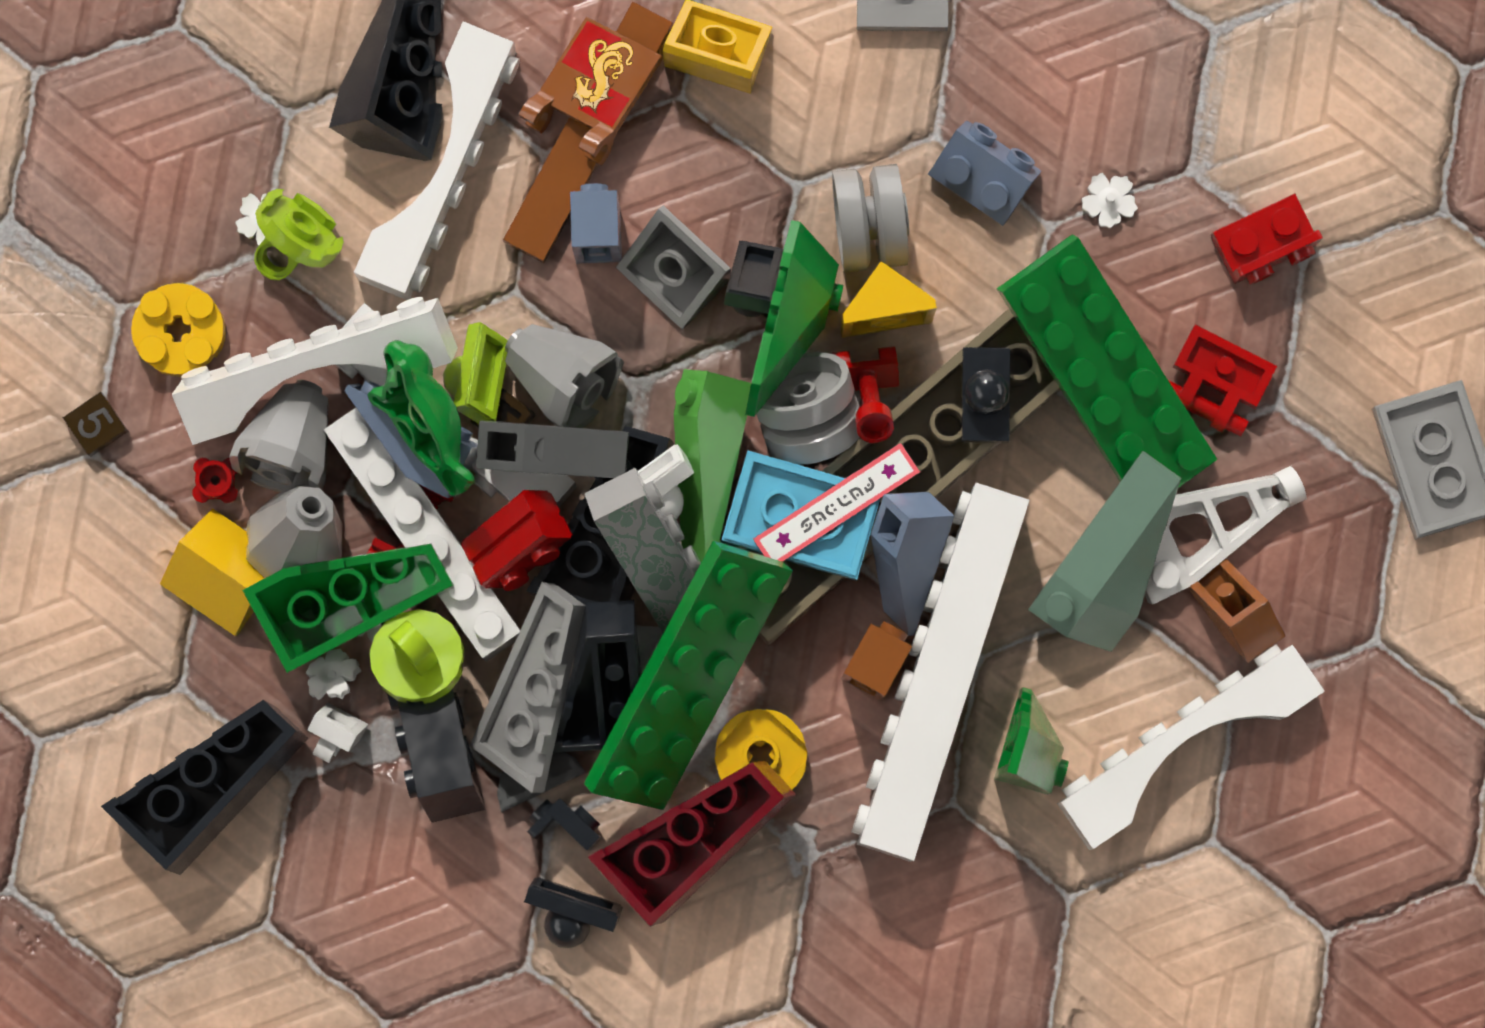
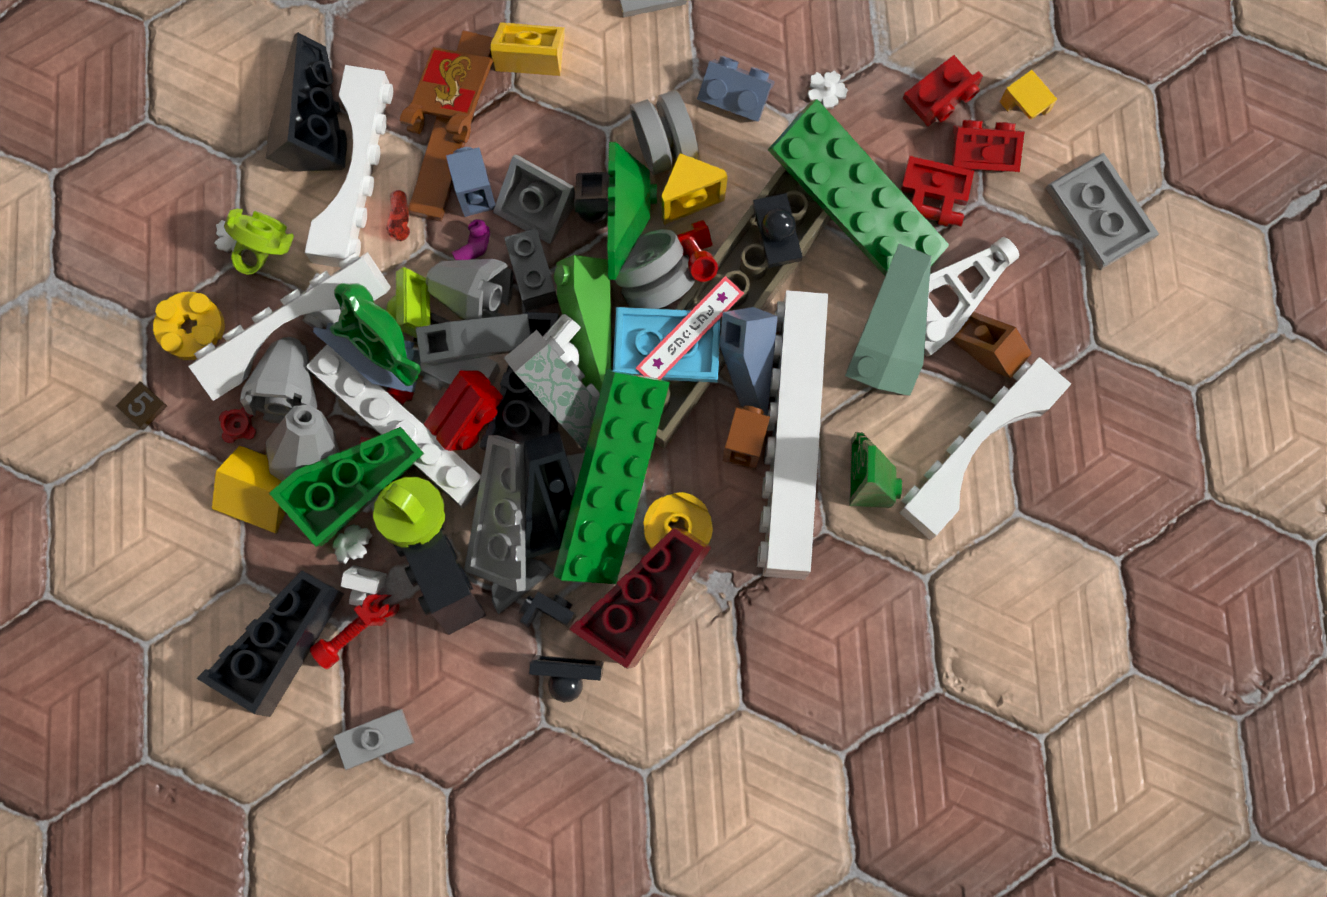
camera: 15 degrees left, 5 degrees down
(306, 935) = (373, 739): none -> light grey plate
(335, 776) = (326, 652): none -> red bar
(489, 245) = (398, 216): none -> clear red arm
(583, 307) = (477, 242): none -> magenta arm
(648, 363) = (531, 269): none -> dark grey brick
(1305, 334) = (988, 147): none -> red bracket
(1379, 280) = (1029, 95): none -> yellow panel

